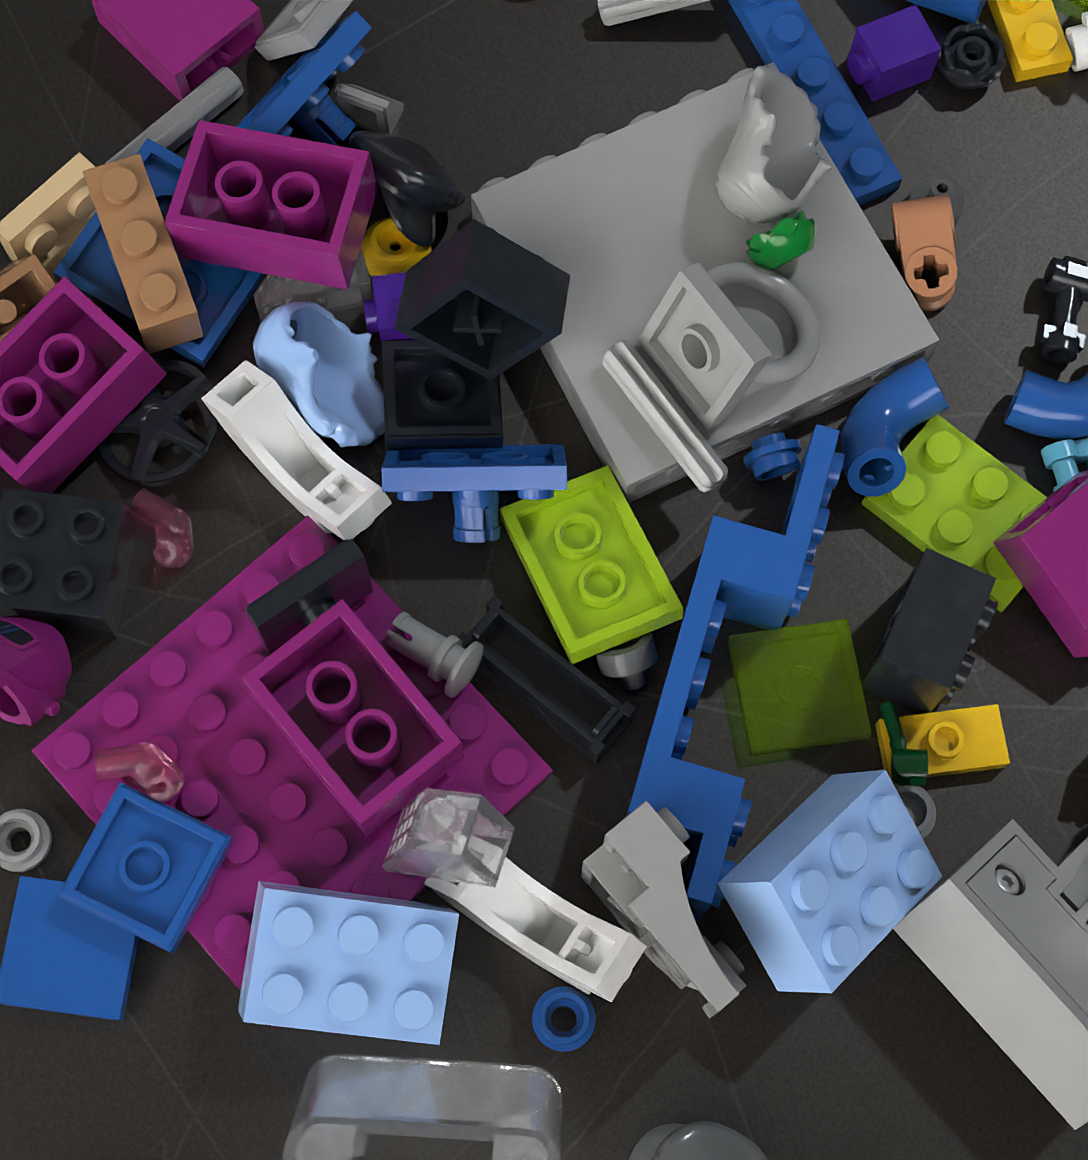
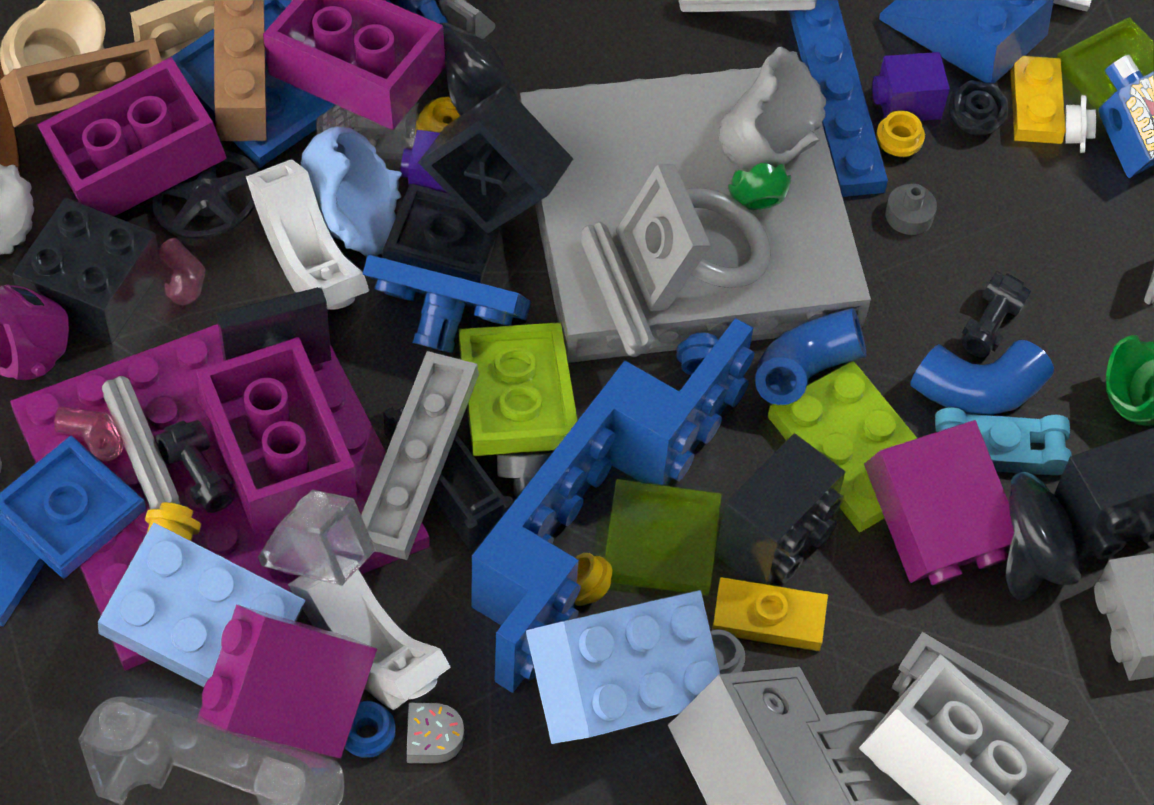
camera: 15 degrees right, 15 degrees down
(202, 769) = (139, 442): none -> light grey axle
(251, 751) = (186, 443): none -> black bar
(274, 858) = (174, 518): none -> yellow plate
(440, 655) = (369, 417): light grey pin -> none
(473, 1020) = (287, 682): none -> magenta brick
(514, 687) = (418, 452): none -> light grey plate
(639, 1002) = (433, 733): none -> light grey tile
(643, 888) = (460, 621): light grey slope -> none
(745, 760) = (594, 577): none -> yellow plate
(901, 102) = (904, 125): none -> yellow plate
(907, 765) = (731, 612): dark green hand -> none
(926, 242) = (887, 232): nougat piece -> none

